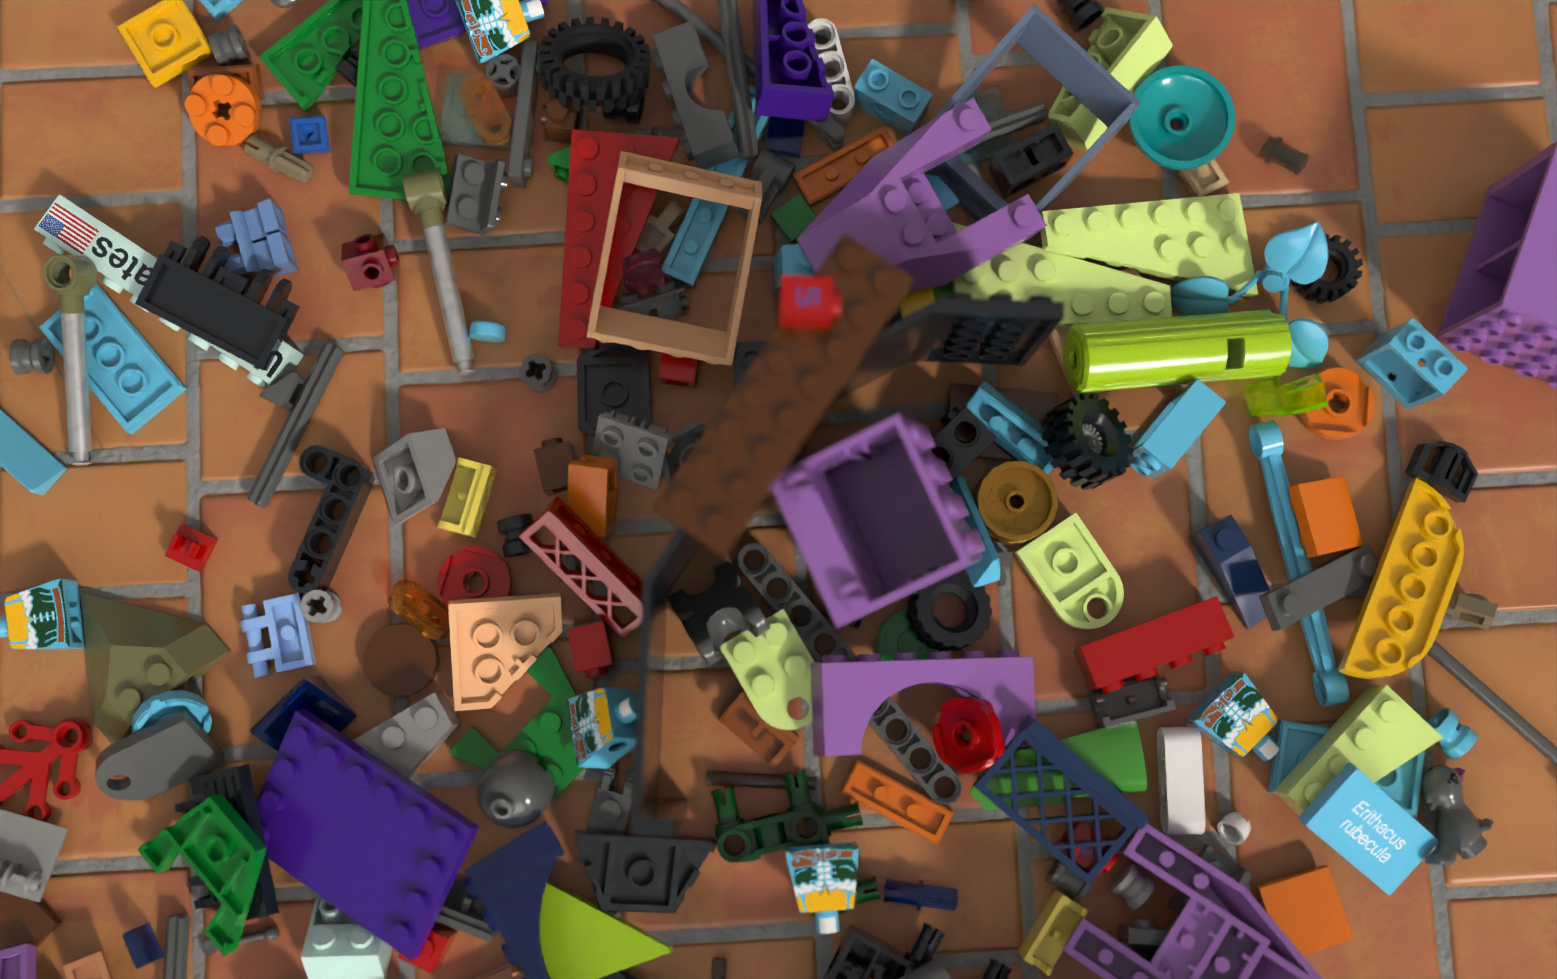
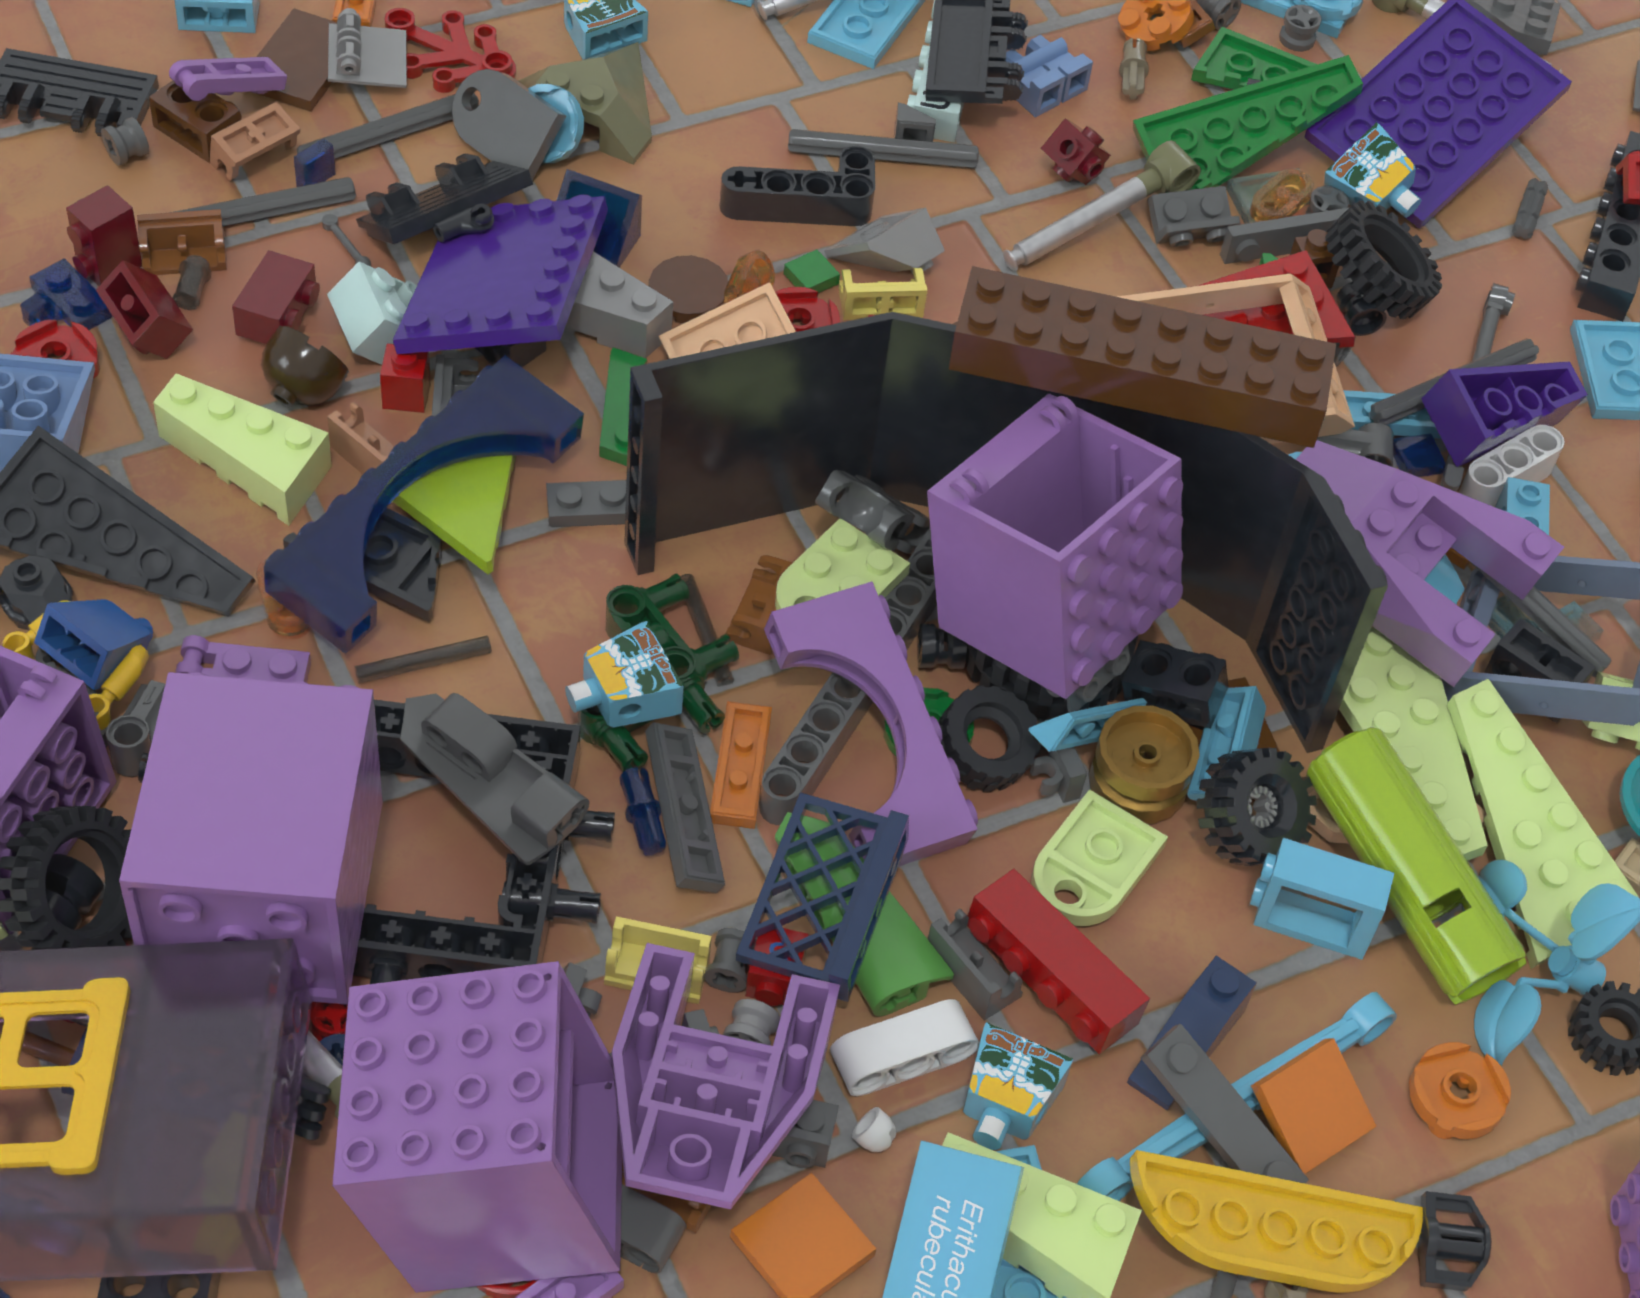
camera: 65 degrees right, 30 degrees down
(114, 868) = (391, 127): none -> dark grey axle
(191, 547) = (721, 104): red tile -> none
(222, 854) = (432, 180): green wing -> none
(275, 839) = (468, 221): none -> black arm
(288, 634) = (670, 187): light blue plate -> none
(309, 135) = (1171, 85): blue tile -> none
(311, 611) = (713, 203): light grey bush -> none
(420, 547) = (812, 272): none -> green tile
(487, 331) = (1061, 262): medium azure tile -> none
(515, 789) = (602, 393): dark grey cylinder -> none
(641, 870) = (562, 534): black wing -> none
(707, 130) = (1434, 338): dark grey arch -> none
(808, 302) = (1246, 310): red brick -> none
(929, 863) = (685, 808): none -> dark grey plate
(985, 731) = (856, 776): red plate -> none
(1273, 399) = (1433, 1014): clear neon green slope -> none
(1399, 354) = (1557, 1131): medium azure window -> none

